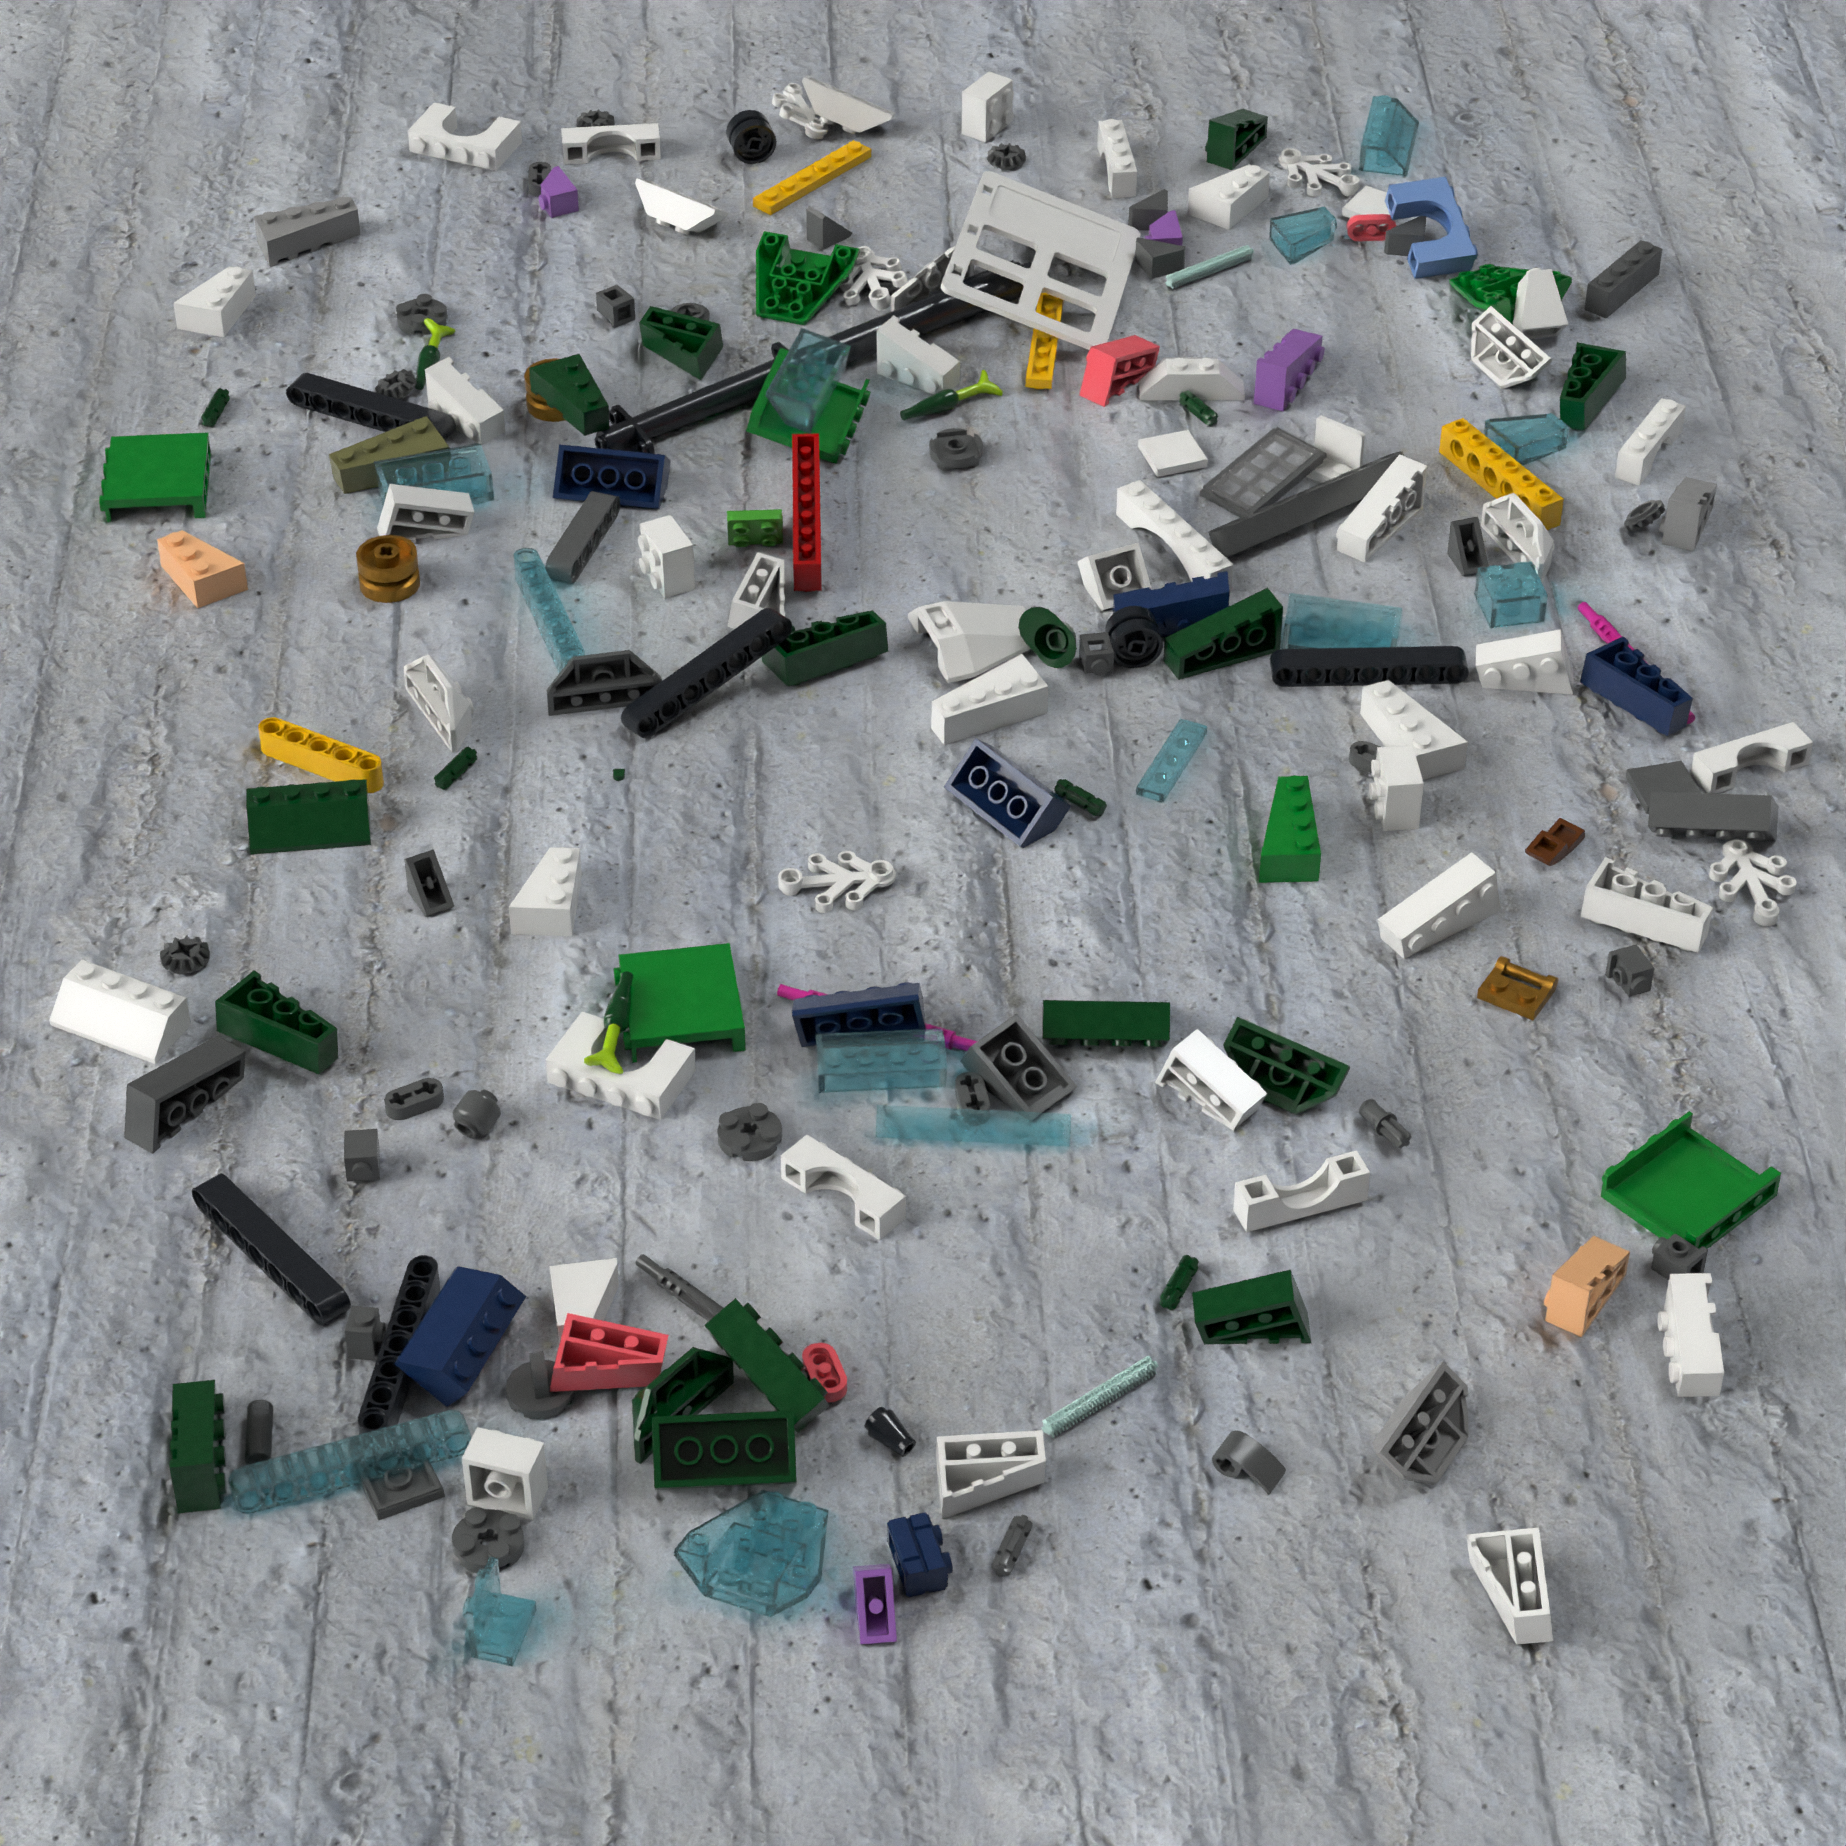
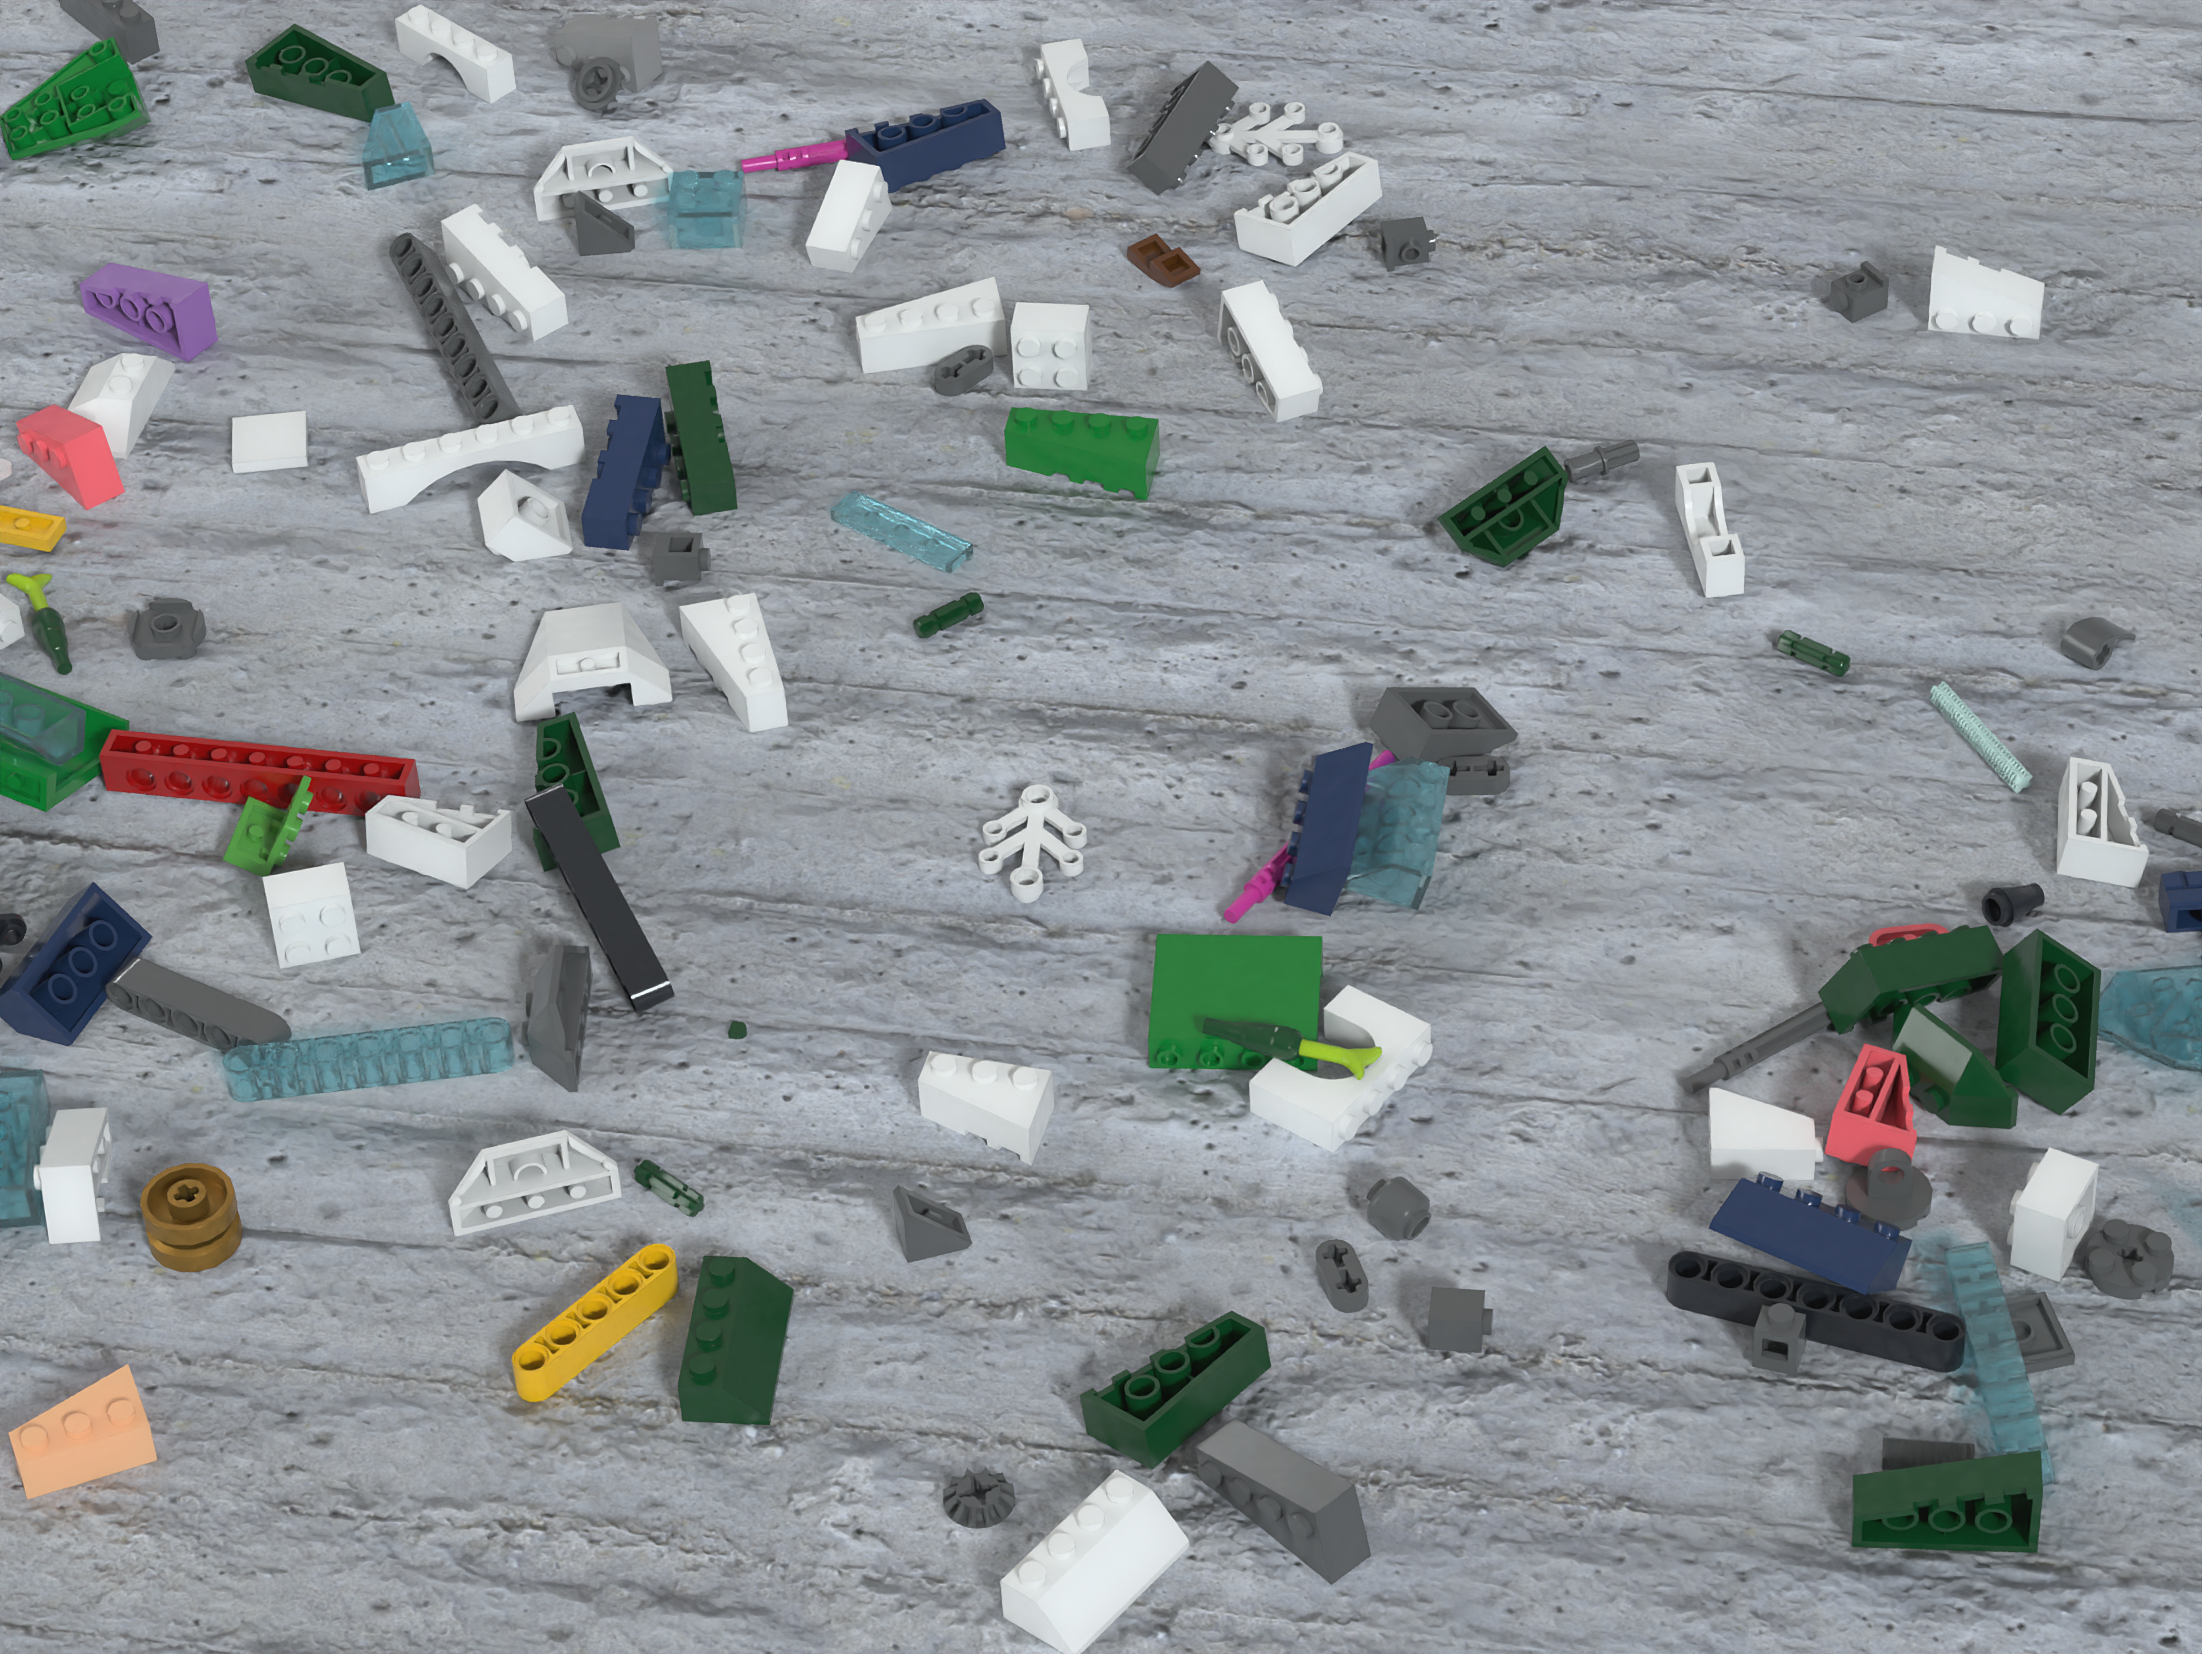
camera: 75 degrees left, 0 degrees up
(271, 1249) = (1599, 1428): black beam -> none
(745, 1119) = (1493, 954): dark grey plate -> none
(814, 1167) = (1643, 871): white arch -> none
(973, 1125) = (1528, 776): clear light blue plate -> none
(1006, 795) = (929, 672): dark blue slope -> none
(1048, 636) = (644, 586): dark green piece -> none
(1105, 1021) = (1373, 642): dark green slope -> none
(1134, 636) = (670, 509): black wheel -> none
(1198, 408) = (183, 404): dark green axle -> none
(1212, 1080) = (1507, 570): white wedge -> none
(1252, 1309) = (1885, 592): dark green wedge -> none
(1263, 473) = (366, 367): clear piece -> none
(1339, 623) = (728, 332): clear light blue slope -> none
(1343, 449) = (364, 297): white bracket -> none
(1368, 666) = (792, 345): black beam -> none
(1426, 1428) = (2077, 503): light grey wedge -> none
(1498, 471) = (458, 177): yellow brick -> none
(1504, 351) = (222, 124): white wedge -> none
(1514, 995) = (1406, 340): pearl gold plate -> none
(1539, 305) = (154, 80): white slope -> none
(1585, 1285) = (1891, 355): light nougat wedge -> none
(1660, 778) = (1092, 169): dark grey tile -> none
(1687, 1186) = (1753, 268): green panel -> none

